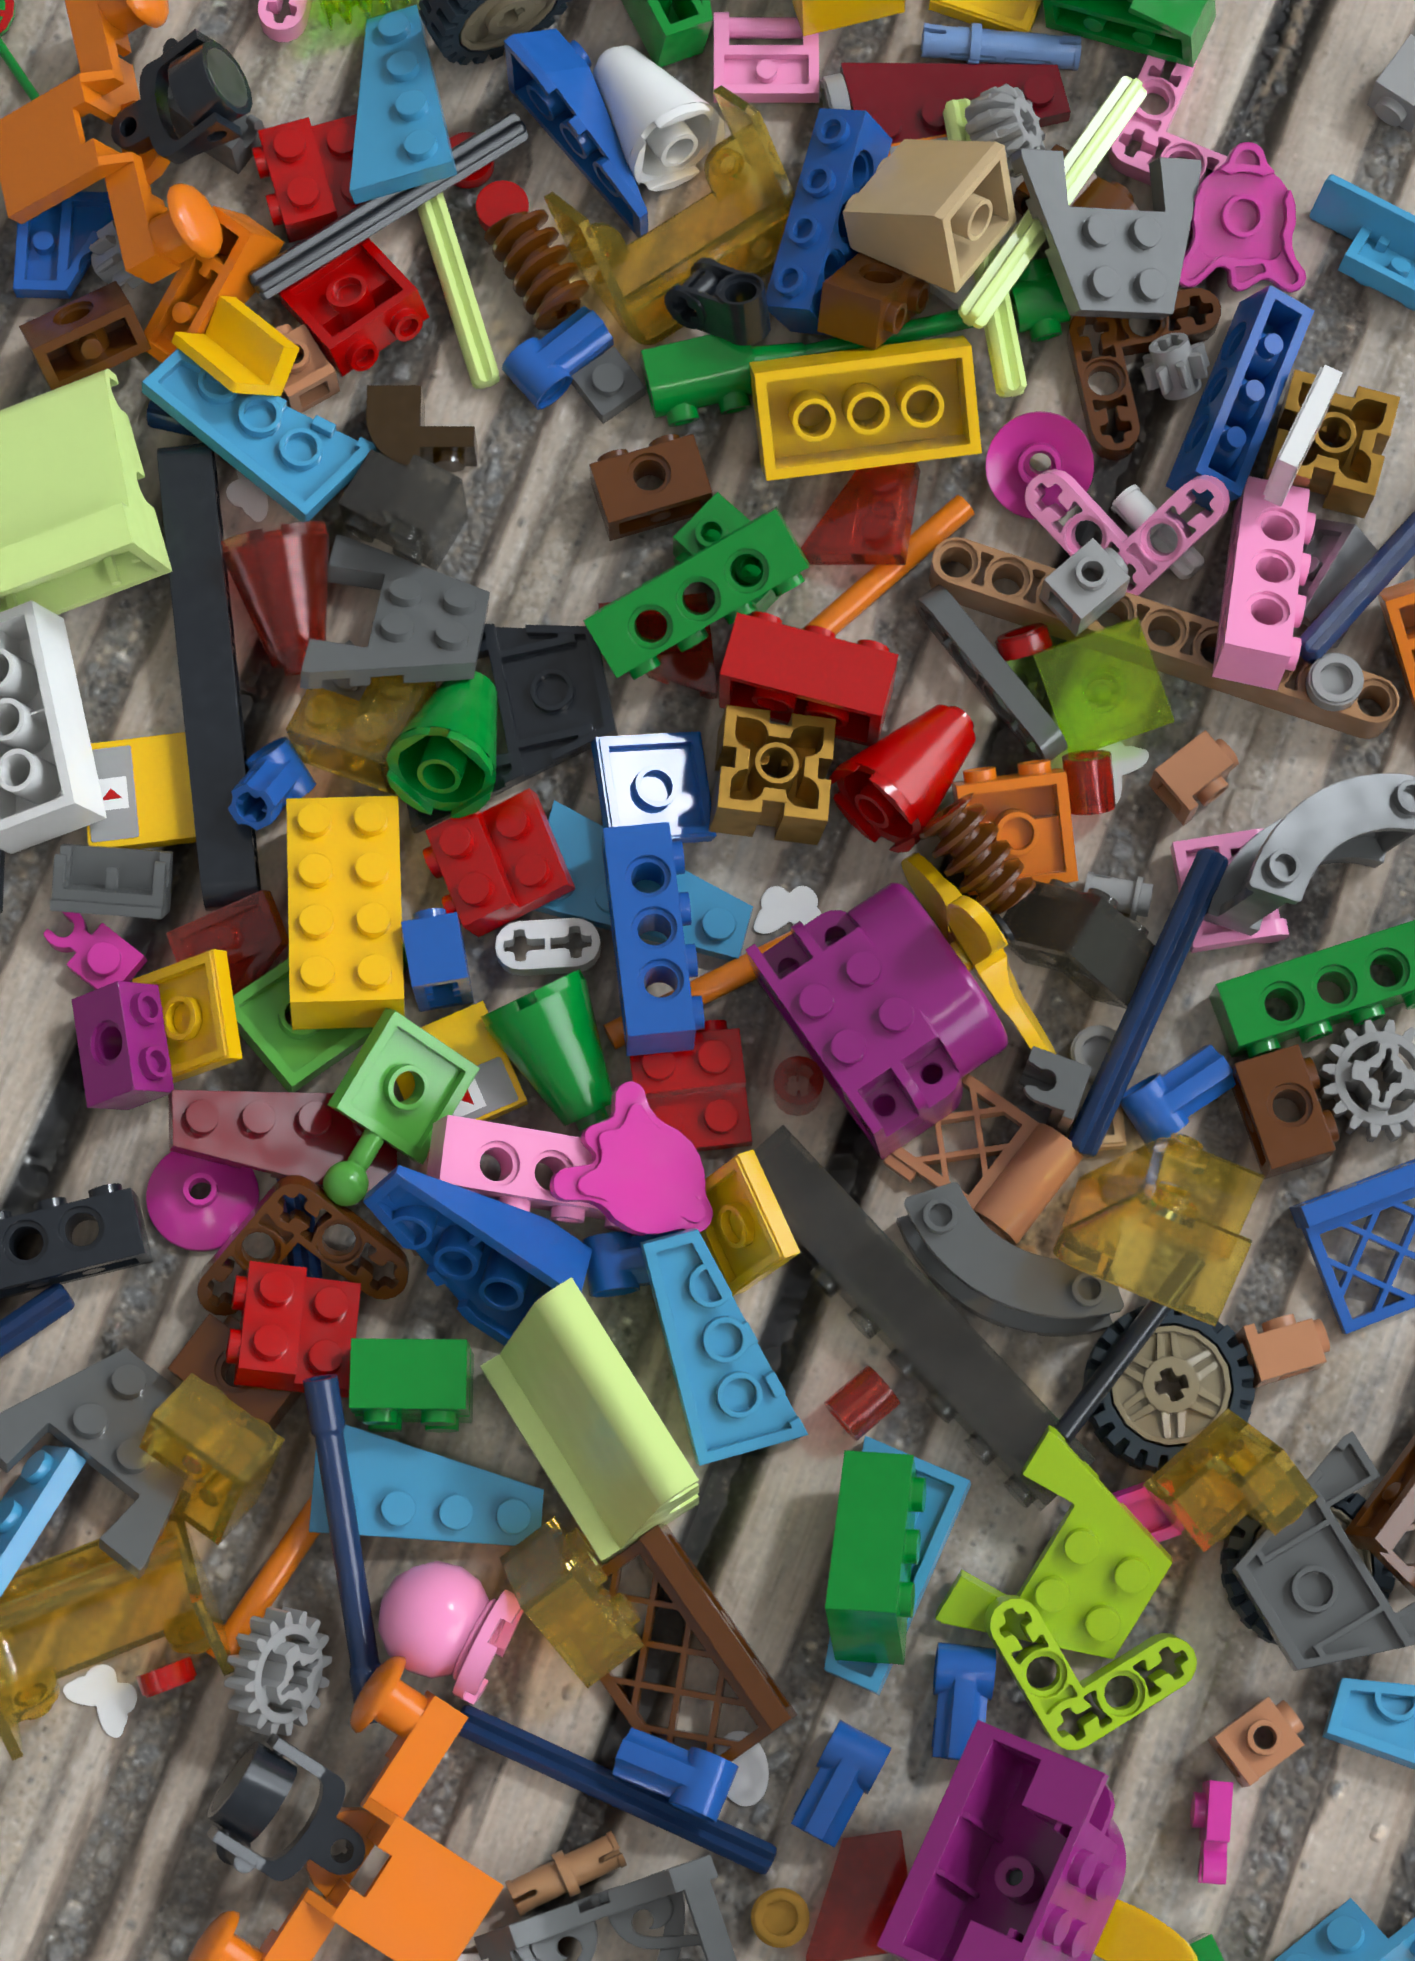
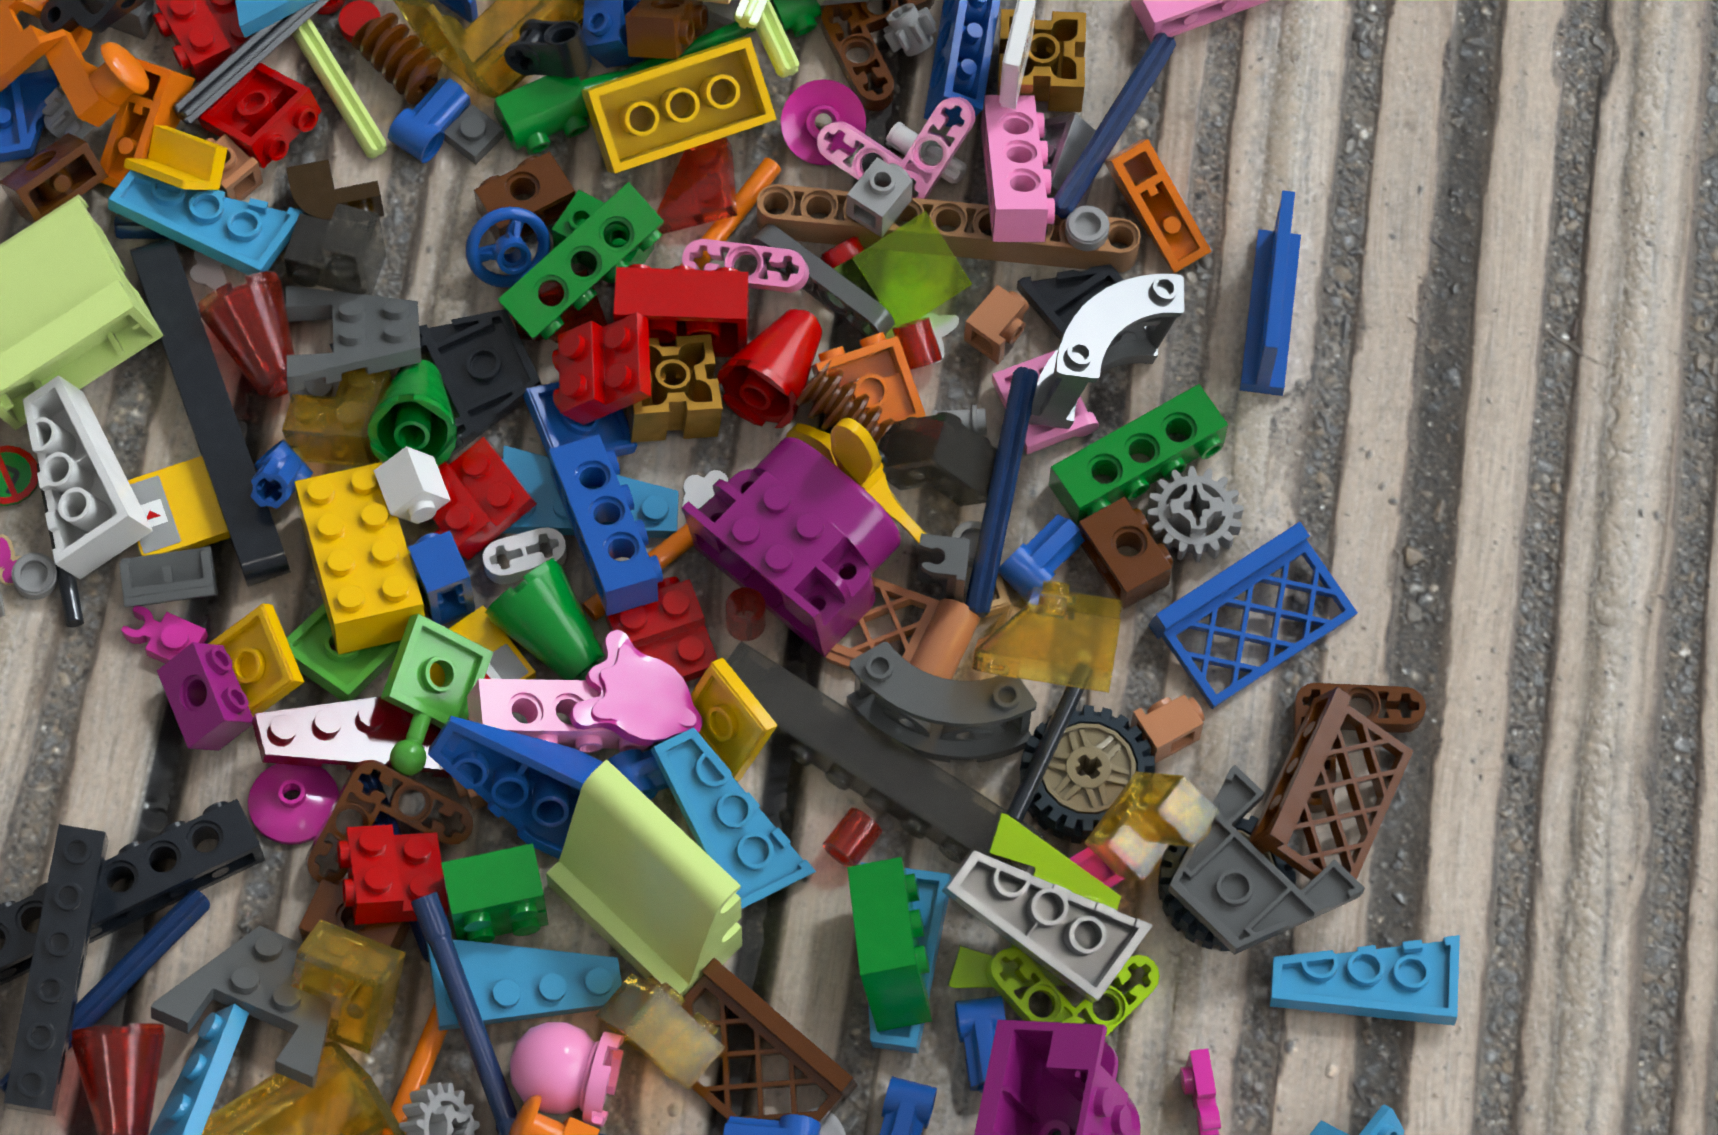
camera: 15 degrees left, 10 degrees down
(245, 929) = (283, 586): clear red wing -> none
(426, 839) = (412, 485): none -> white brick
(615, 571) = (515, 263): none -> blue piece
(692, 736) = (602, 368): none -> red plate
(942, 637) = (778, 259): none -> bright pink beam
(1082, 1594) = (1058, 929): none -> light grey wedge
(1237, 1746) = (1219, 1033): nougat brick -> none
(1297, 762) = (1062, 297): none -> black wing

